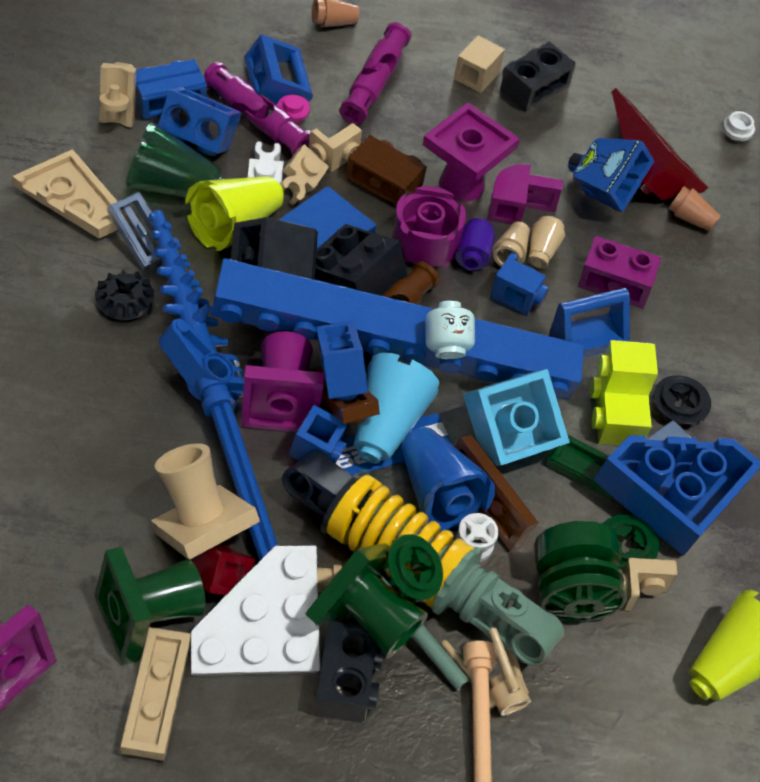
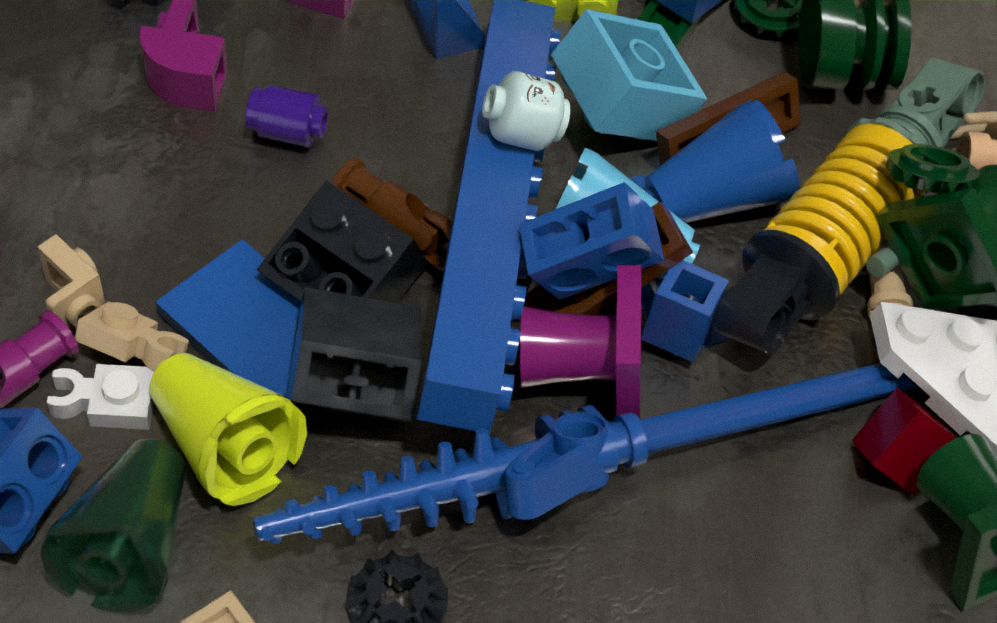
camera: 85 degrees left, 0 degrees up
(114, 211) = (271, 581): sand blue tile -> none
(203, 510) = (869, 453): tan plant -> none
(385, 170) = (129, 217): reddish brown brick -> none
(429, 226) = (262, 163): magenta brick -> none
(471, 148) = (126, 81): magenta plant -> none
(479, 527) = (804, 142): white wheel -> none
(512, 241) = (283, 70): tan cone -> none
(519, 286) = (363, 72): blue brick -> none
(545, 240) = (275, 37): tan cone -> none

